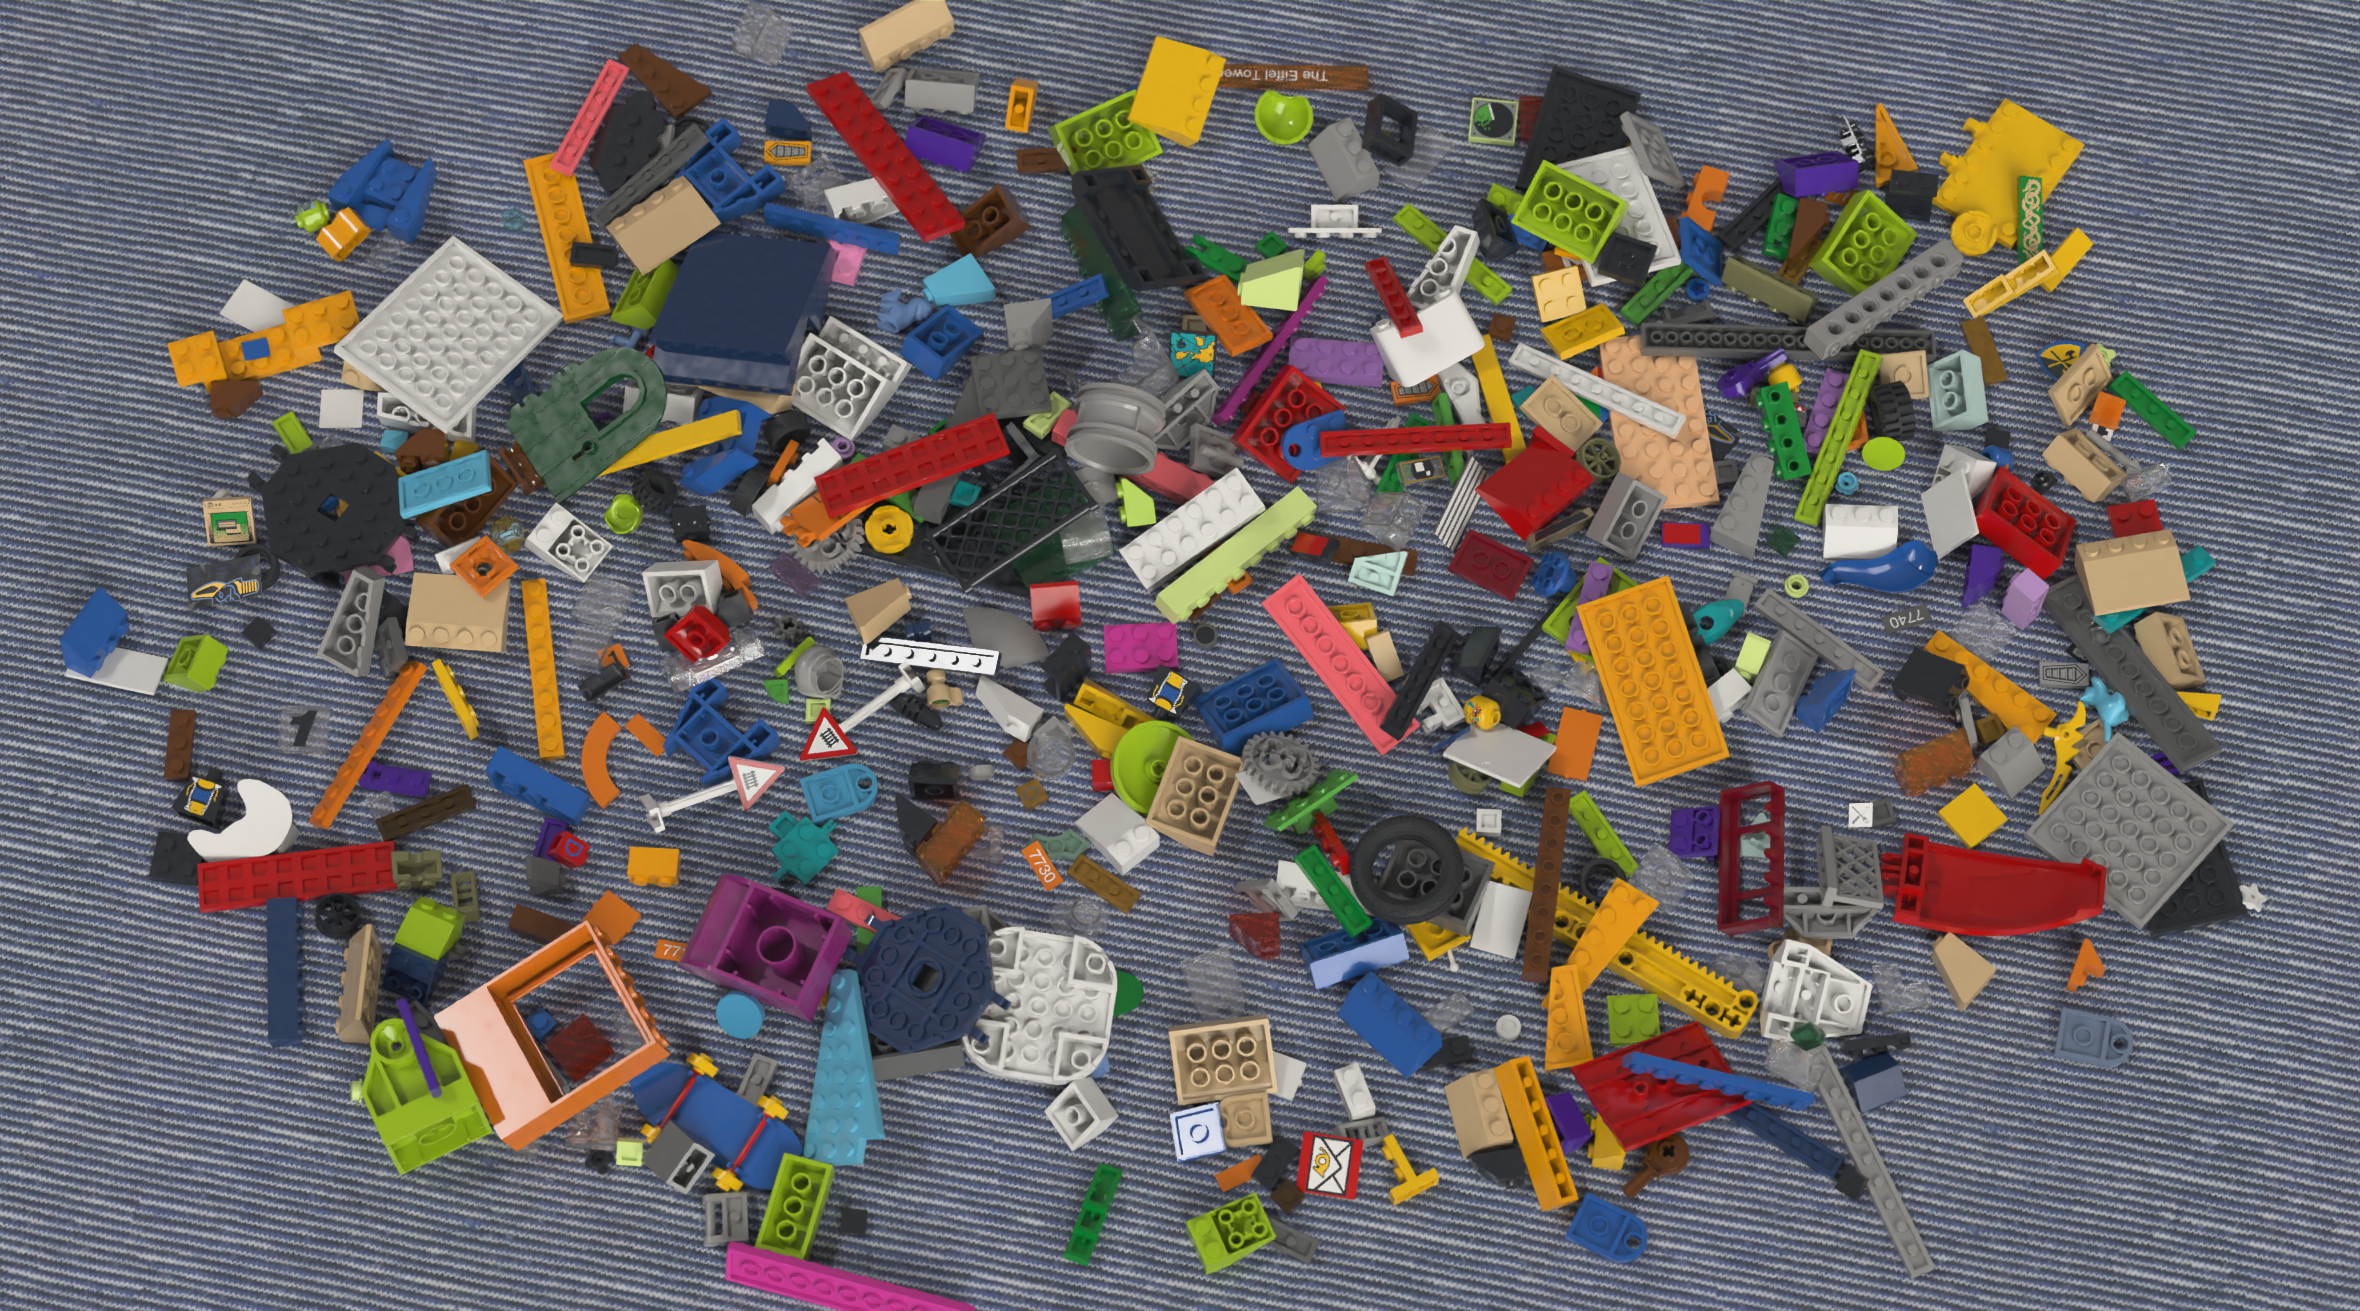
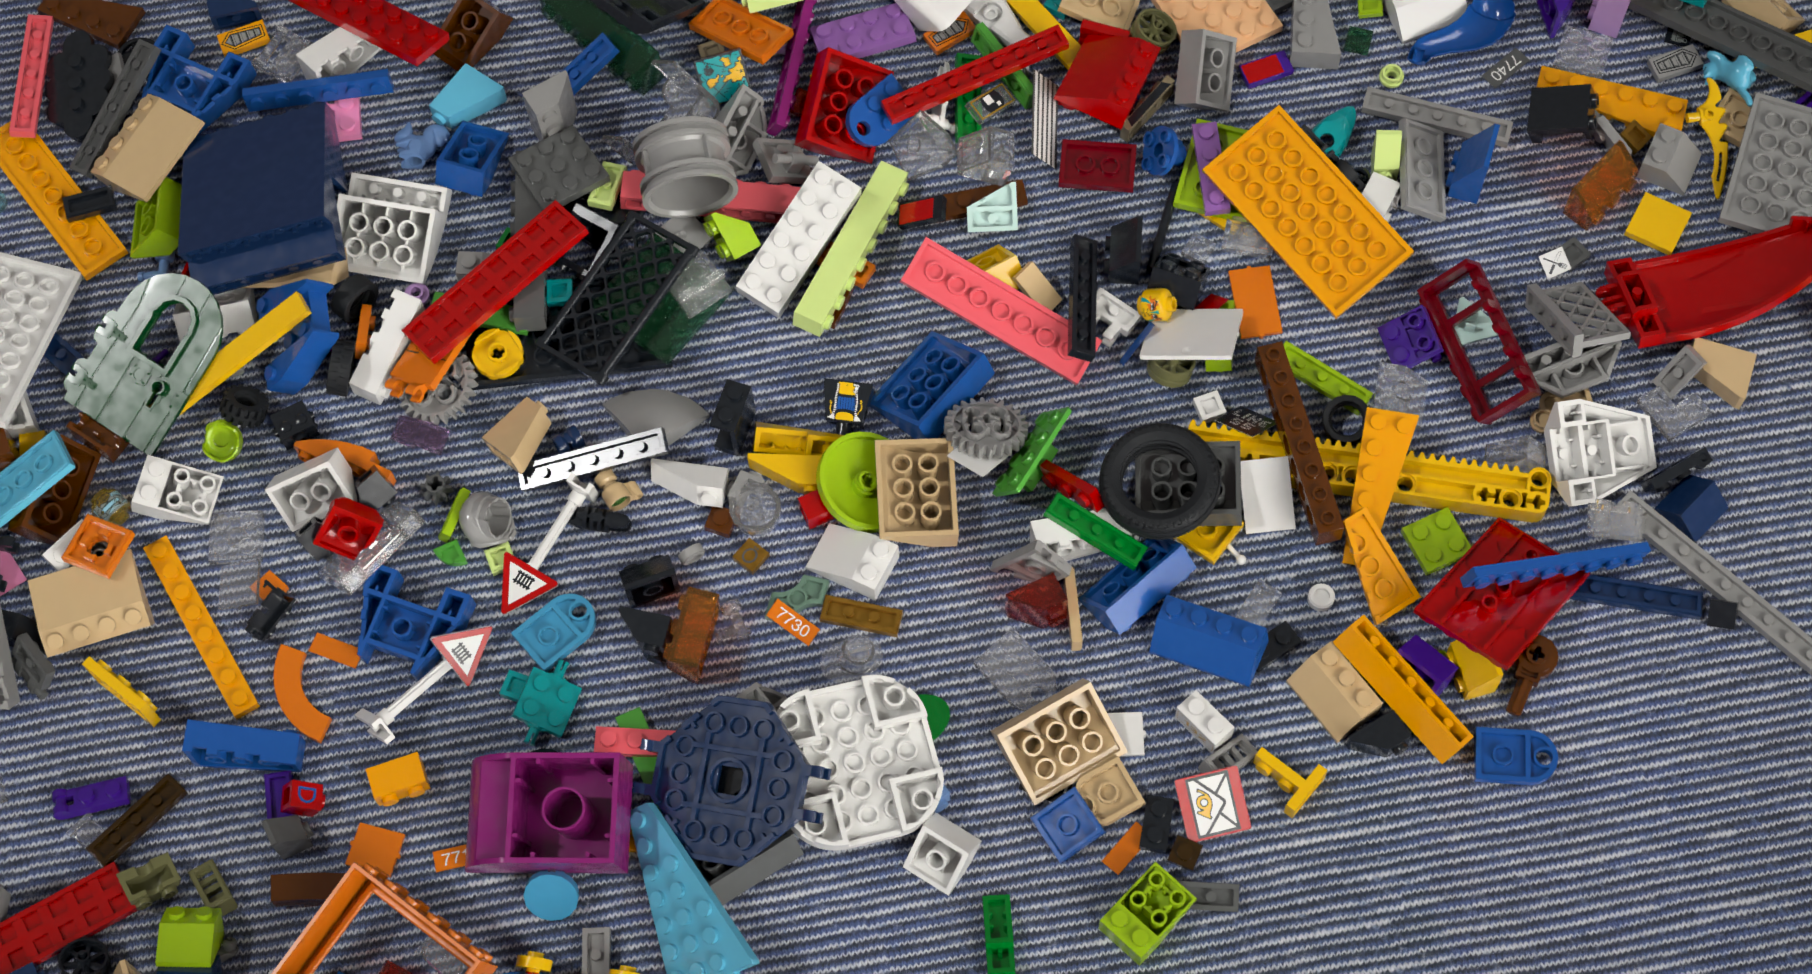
camera: 20 degrees left, 0 degrees up
(367, 745) = (47, 775): orange plate -> none
(1055, 605) = (695, 363): red slope -> none
(1140, 647) = (794, 372): dark pink plate -> none
(1205, 636) = (853, 338): tile -> none
(1286, 952) = (1073, 612): none -> tan tile
(1513, 847) = (1246, 421): none -> black sticker
(1741, 588) = (1340, 96): light grey piece -> none
(1808, 1036) = (1613, 488): clear green slope -> none
(1919, 956) = (1679, 371): none -> light grey plate

